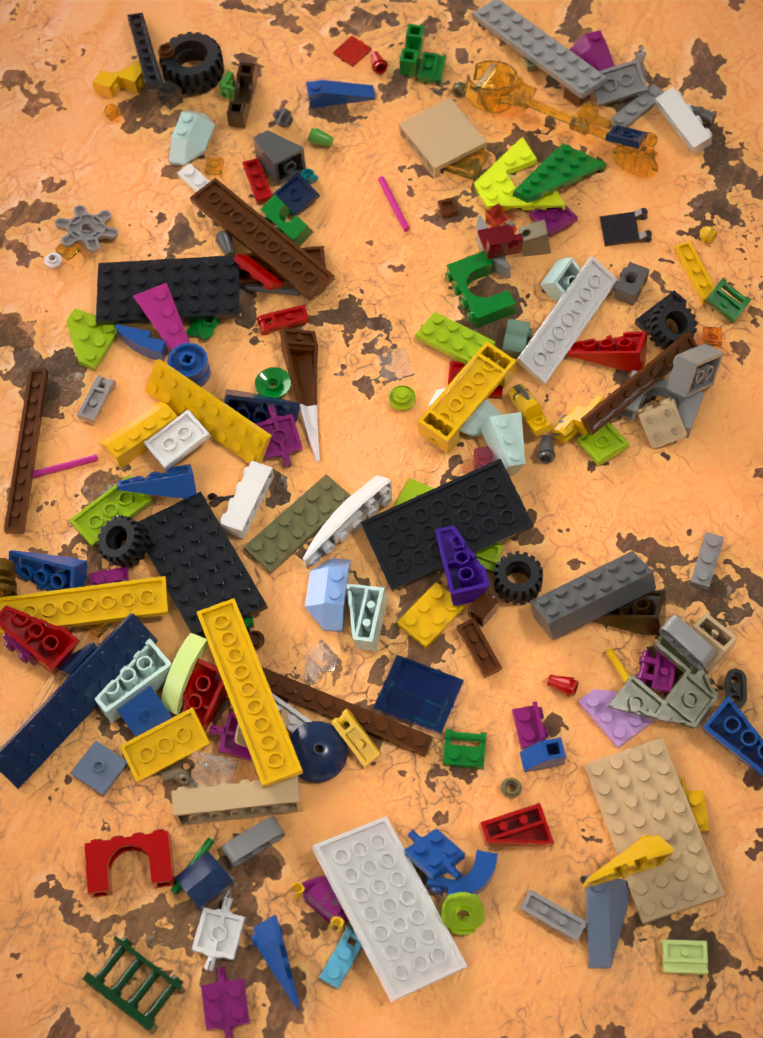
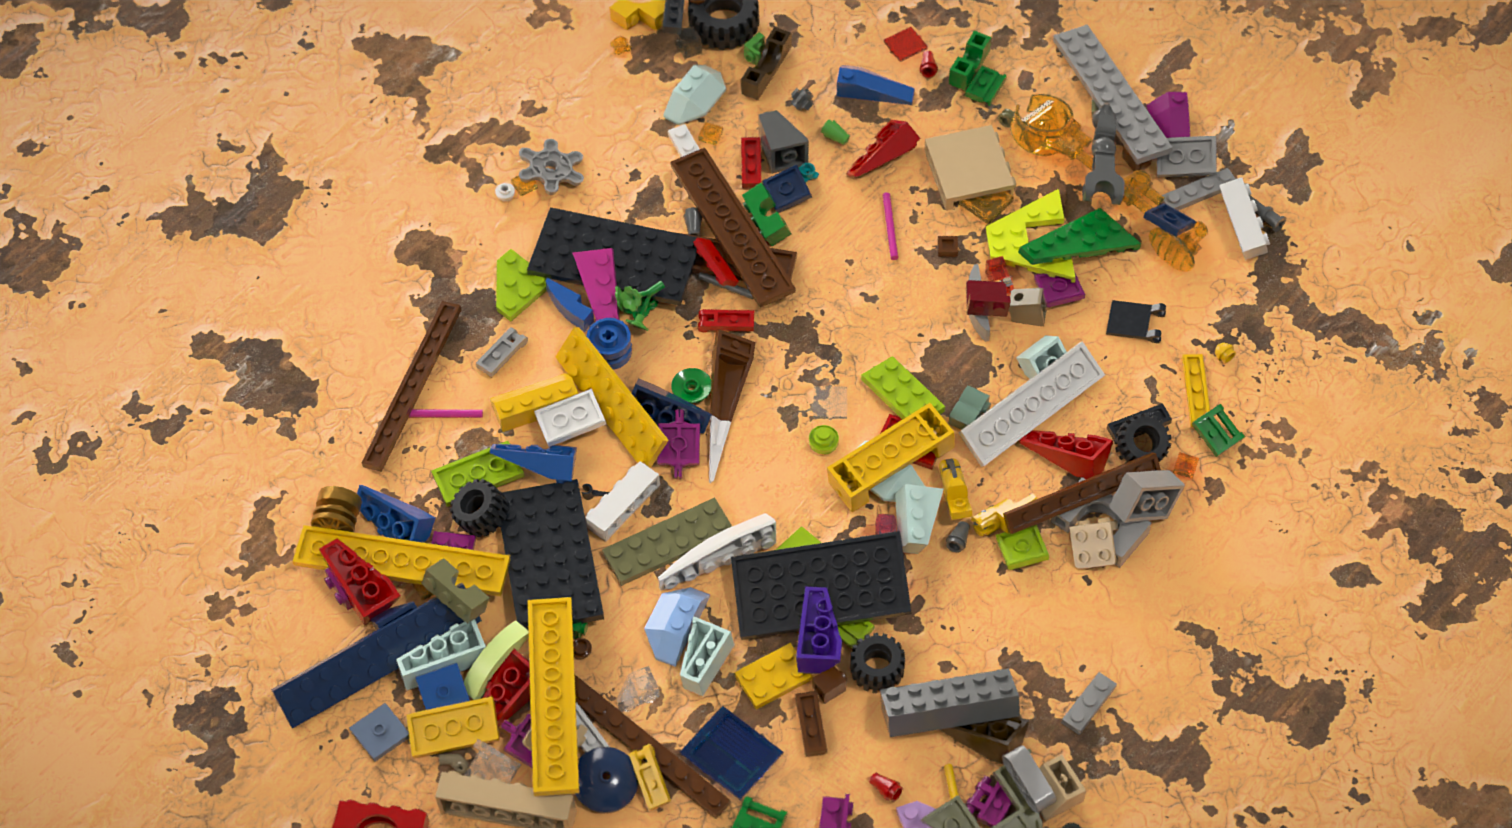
camera: 15 degrees right, 5 degrees down
(140, 630) = (466, 603): none -> olive arch
(198, 322) = (632, 299): none -> bright green plant
(369, 134) = (892, 141): none -> red wedge
(479, 309) = (942, 367): green arch -> none
(558, 111) = (1103, 174): none -> dark grey piece
(631, 283) = (1112, 392): dark grey brick -> none

